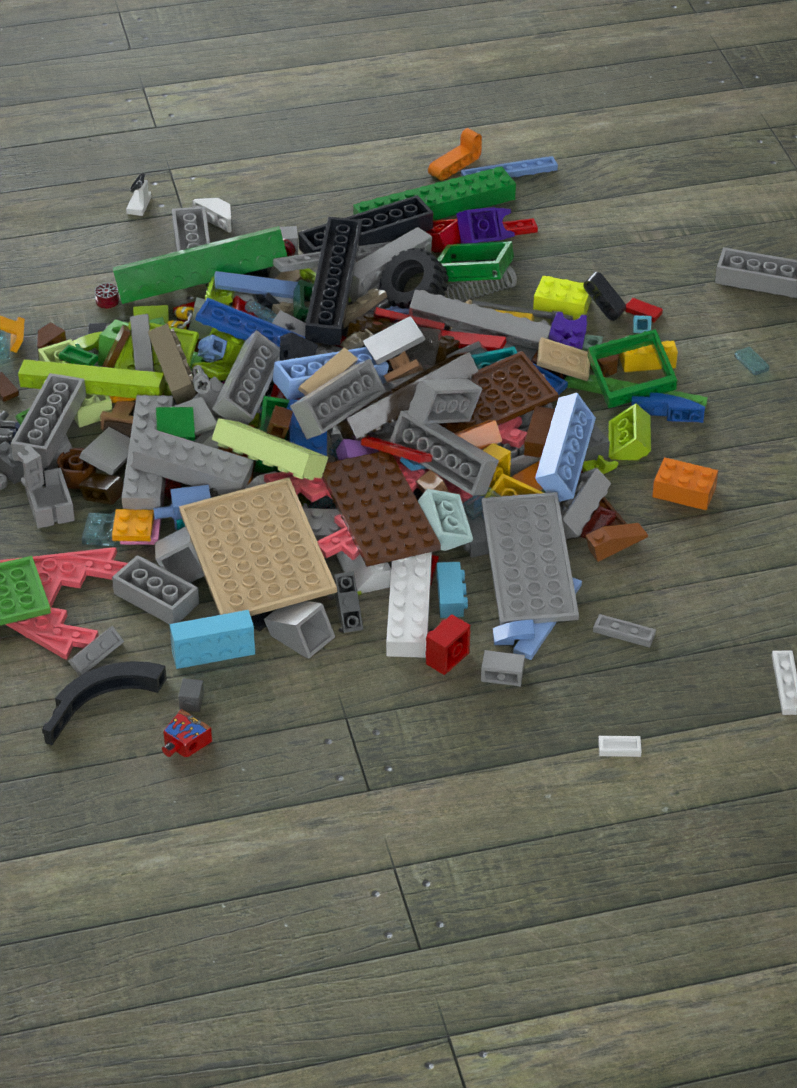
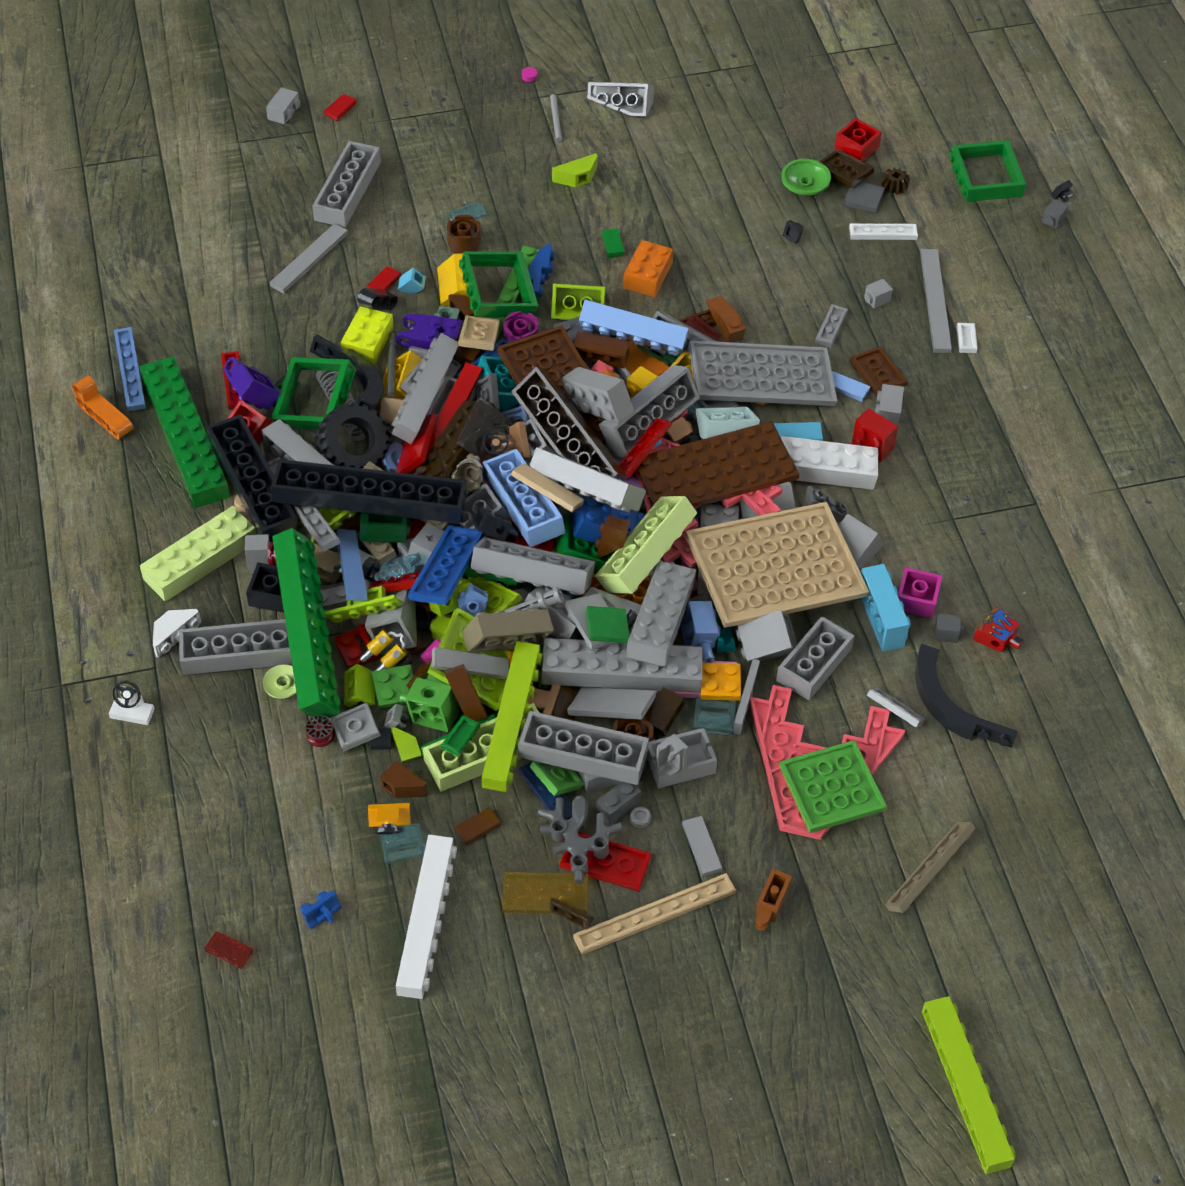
camera: 90 degrees left, 10 degrees up
(106, 313) = (355, 727): none -> light grey tile
(125, 547) = (745, 699): none -> light grey tile
(233, 670) = (919, 592): none -> dark pink brick
(284, 210) = (197, 554): none -> yellowish green brick
(394, 340) = (492, 435): tile -> none
(507, 633) = (847, 394): medium blue slope -> none
(514, 297) = (365, 373): none -> black arch
(558, 666) = (877, 369): none -> reddish brown tile
(584, 386) = (520, 326): none -> magenta brick
(668, 263) = (308, 258): none -> light grey tile
(675, 667) = (878, 293): none -> light grey brick
(677, 721) = (935, 301): none -> light grey tile
(711, 352) = (463, 234): none -> reddish brown brick
(727, 462) = (612, 242): none -> green tile
(768, 601) = (793, 231): none -> black tile

